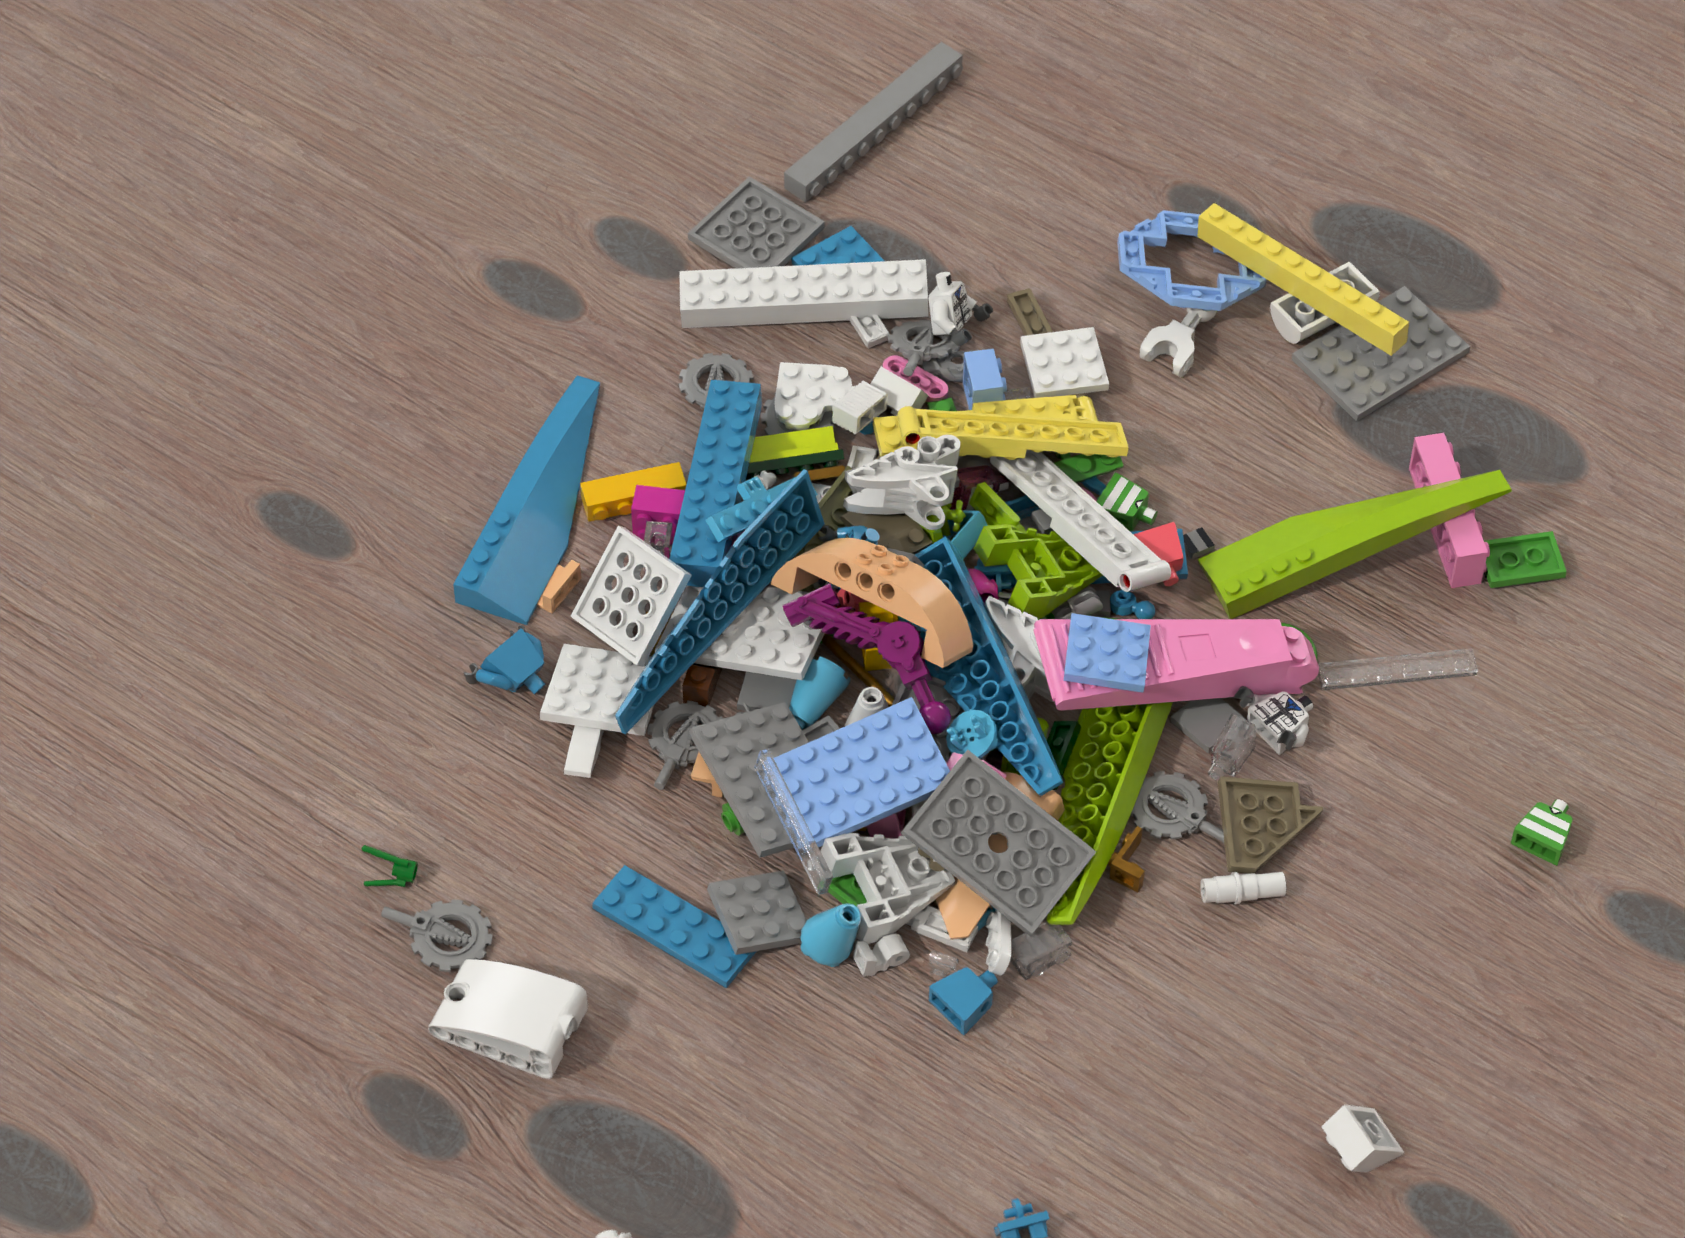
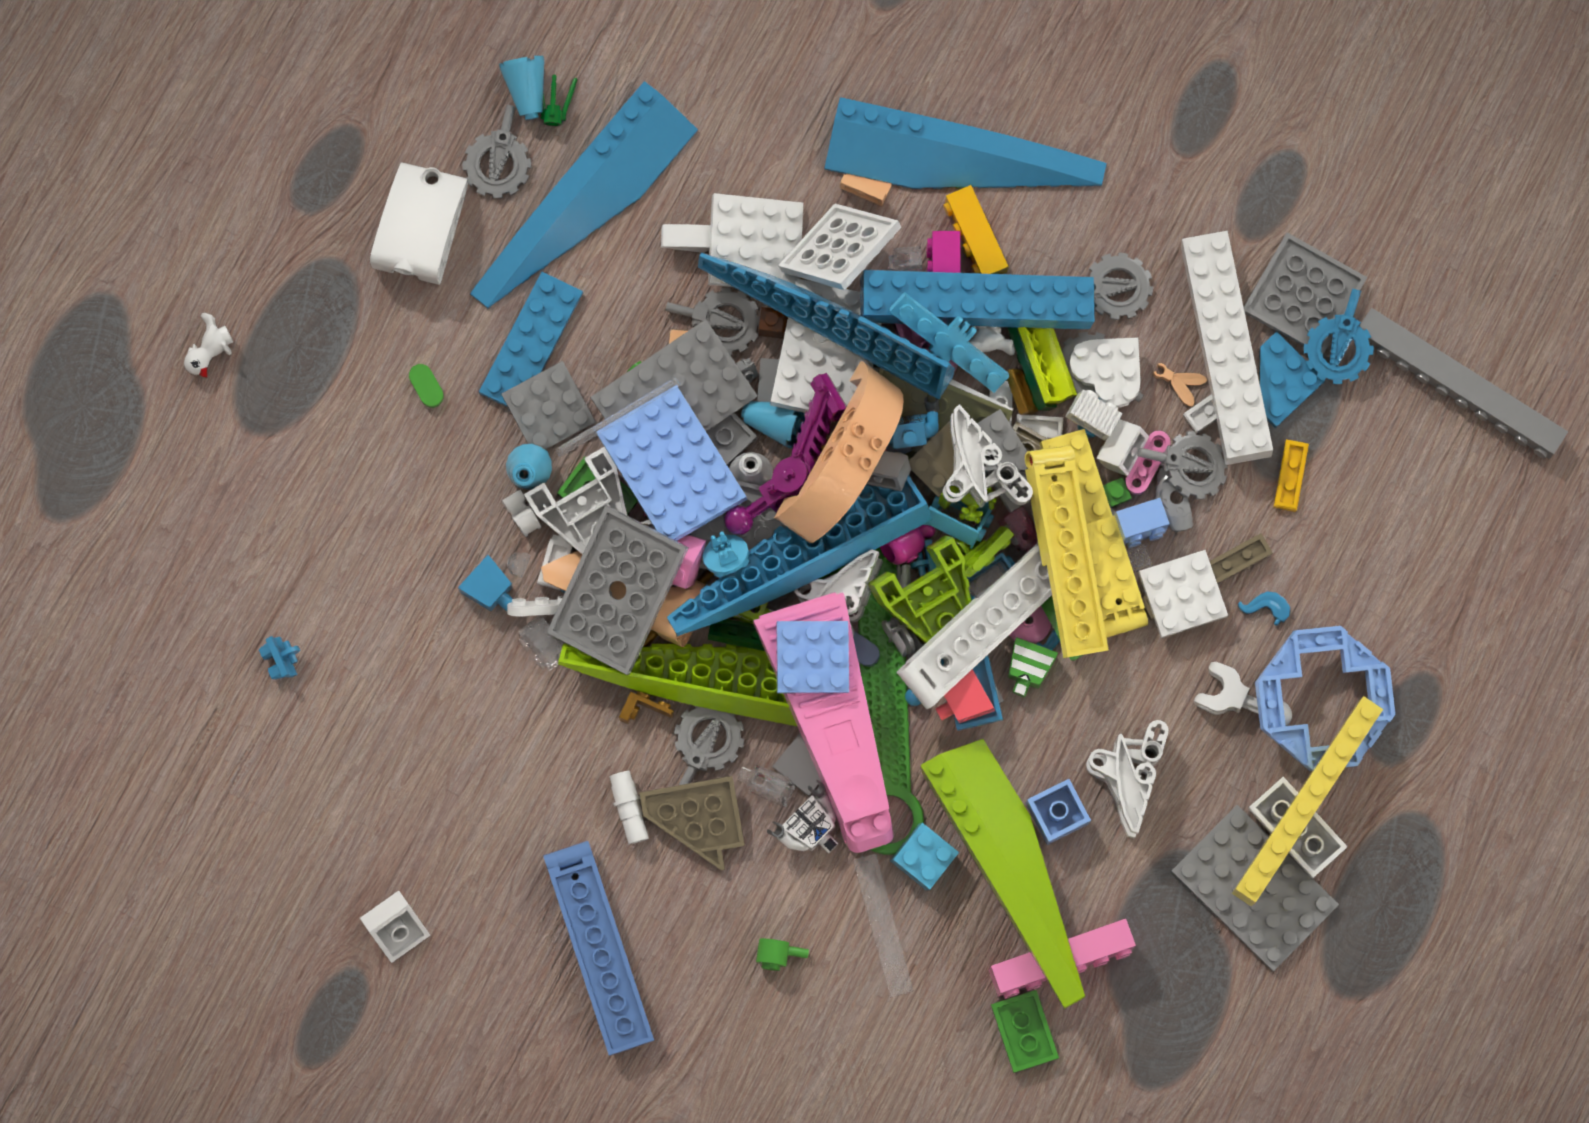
camera: 80 degrees right, 25 degrees up
(362, 887) = (525, 84): none -> medium azure cone
(505, 842) = (596, 187): none -> dark azure wedge
(512, 664) = (771, 164): dark azure torso -> none
(708, 1038) = (426, 385): none -> bright green tile
(806, 195) = (1344, 330): none -> dark azure bar
(830, 345) = (1180, 382): none -> light nougat piece
(952, 309) = (1226, 481): white torso -> none
(960, 270) = (1291, 475): none -> yellow tile
(1080, 299) = (1273, 601): none -> dark azure piece
(1197, 543) = (1000, 736): tile -> none
(1257, 432) = (1124, 780): none -> white piece
(1286, 492) = (1058, 811): none -> light blue brick
(1326, 618) = (924, 856): none -> medium azure brick
(1402, 933) = (598, 948): none -> medium blue hinge
(1423, 767) = (774, 953): none -> bright green piece
(1544, 831) = (725, 1065): bright green torso -> none

